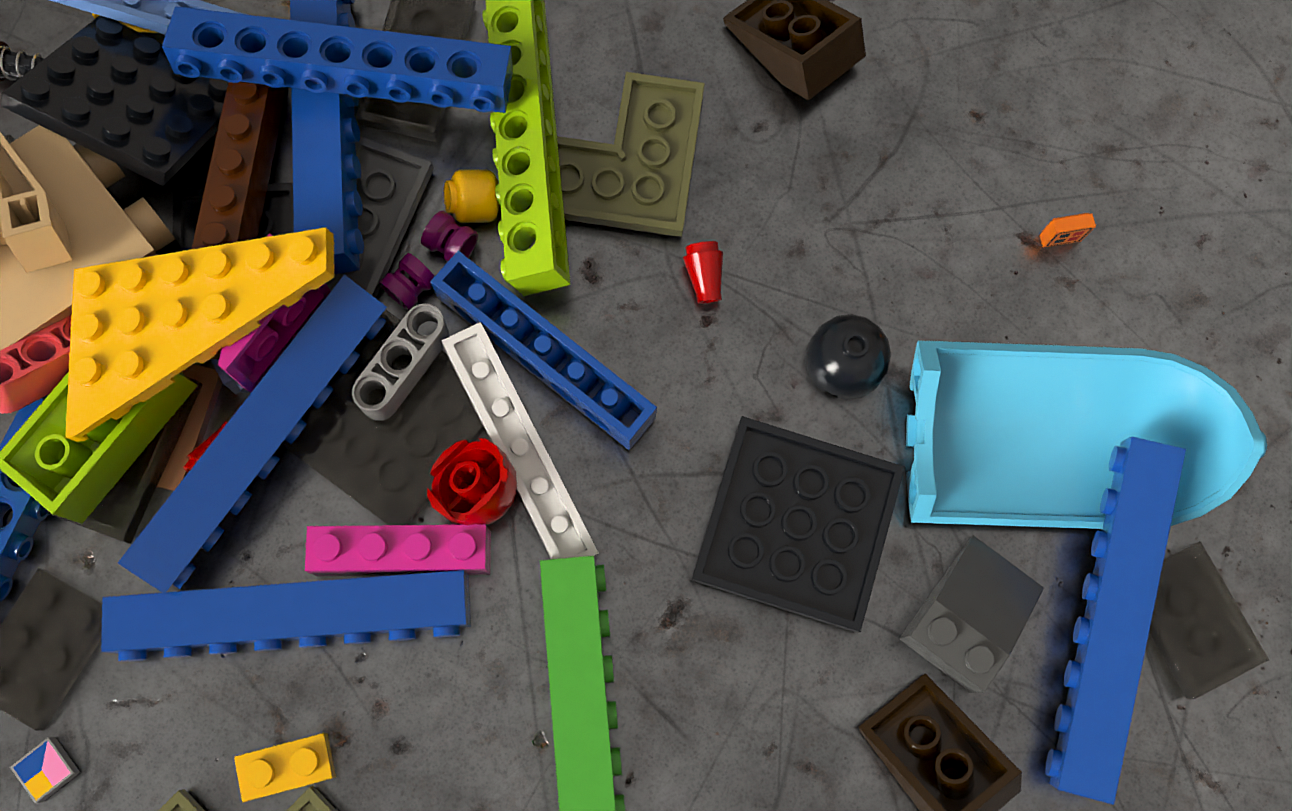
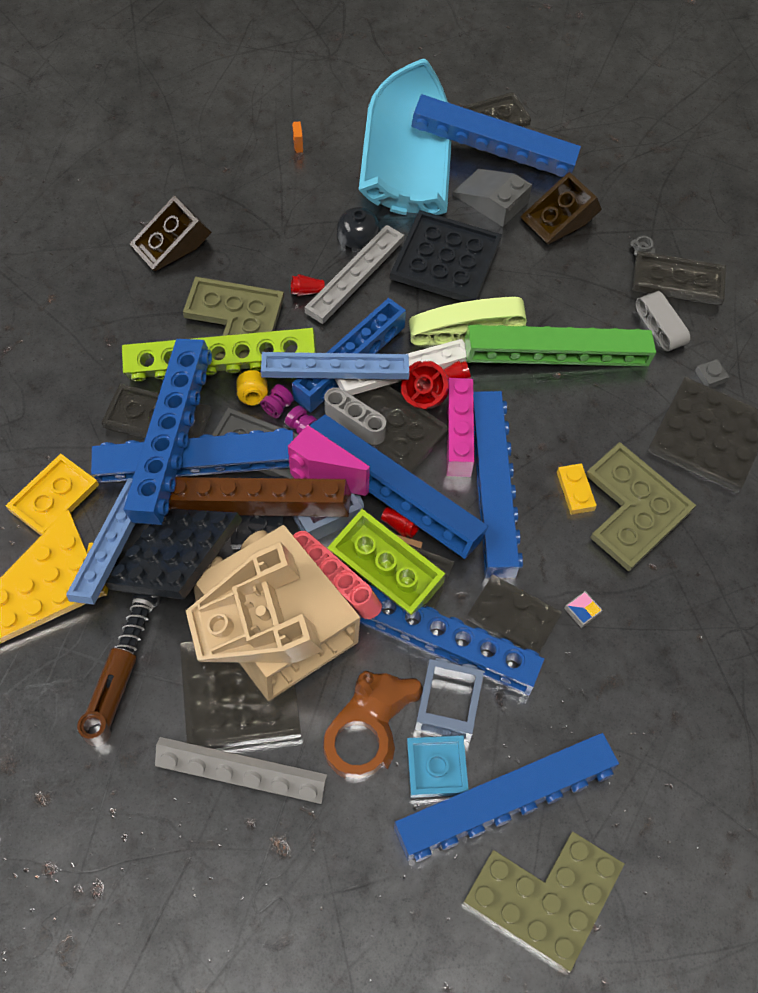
camera: 85 degrees left, 15 degrees down
(162, 313) = (334, 500): yellow wing -> none
(482, 318) = (334, 365): none -> medium blue plate
(521, 542) = (458, 370): none -> red cone
(626, 564) = (452, 321): none -> yellowish green beam
(743, 355) = (354, 274): none -> light grey plate

